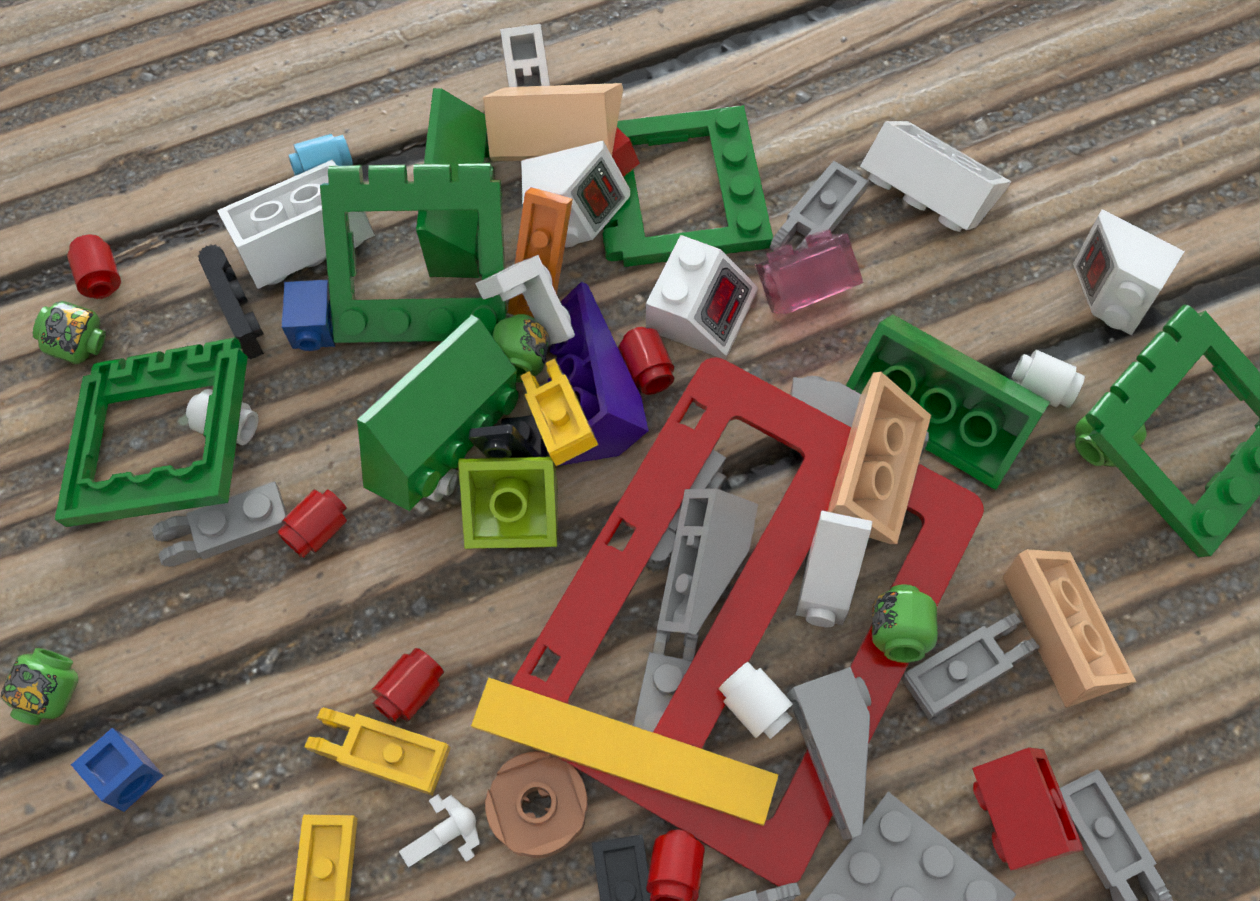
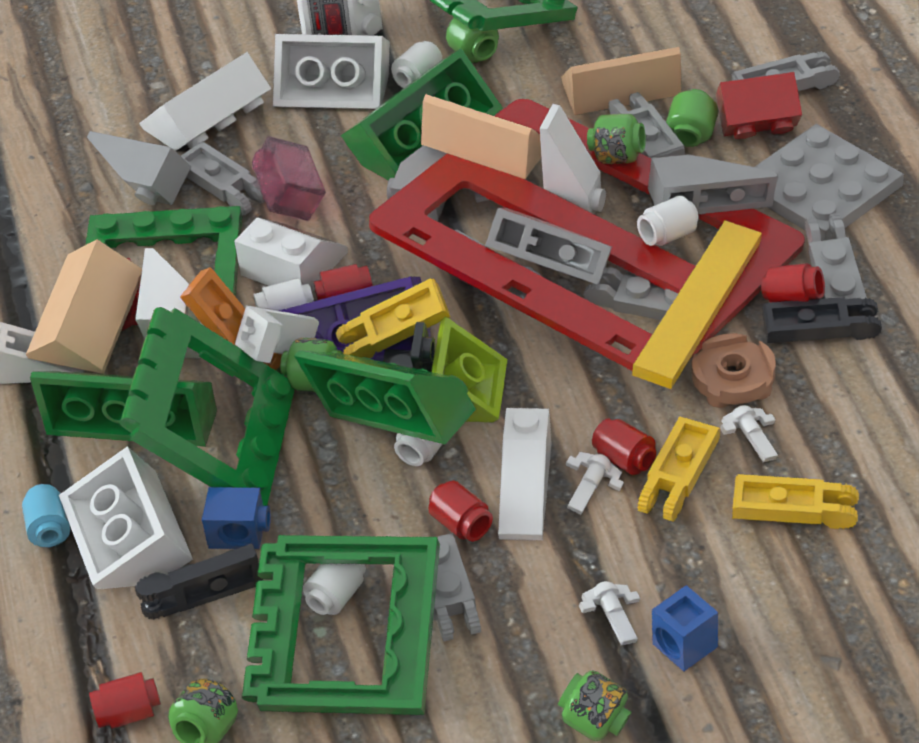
camera: 80 degrees left, 20 degrees down
(200, 686) = (607, 596): none -> white piece
(366, 582) = (524, 473): none -> white slope
(379, 659) = (598, 467): none -> white piece
(619, 303) = (283, 295): none -> white brick
(814, 130) = (149, 168): none -> light grey slope
(995, 721) = (693, 117): none -> bright green head
(1017, 288) = (330, 71): none -> white slope

